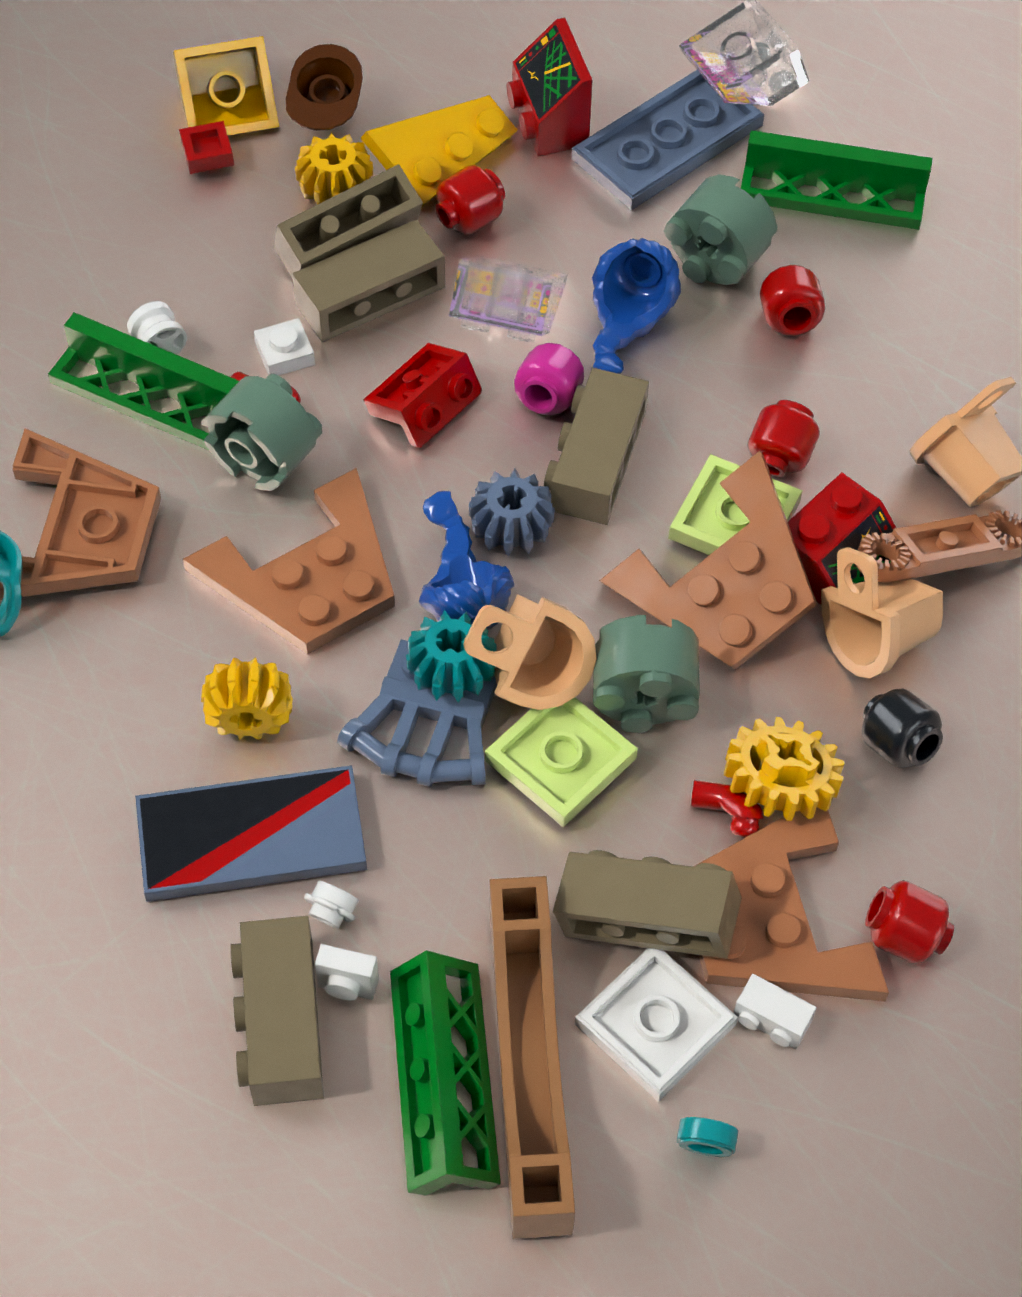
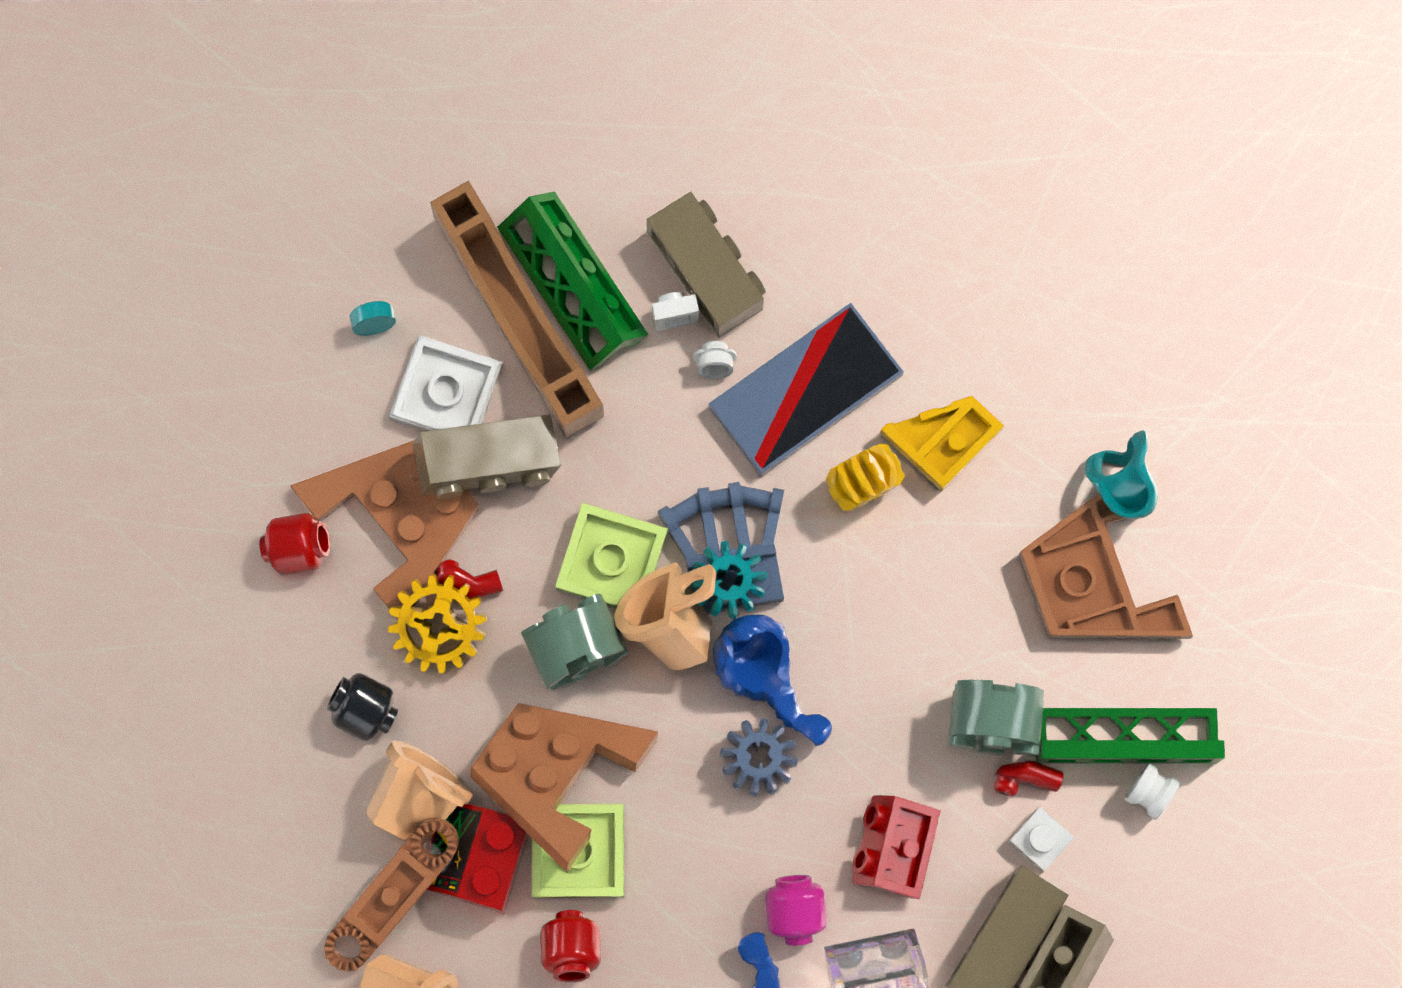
camera: 150 degrees right, 20 degrees up
(137, 712) = (944, 438): none -> yellow wing
(315, 588) = (875, 622): nougat wing -> none
(597, 445) = (723, 860): dark tan brick -> none
(774, 1012) = (365, 434): white piece -> none

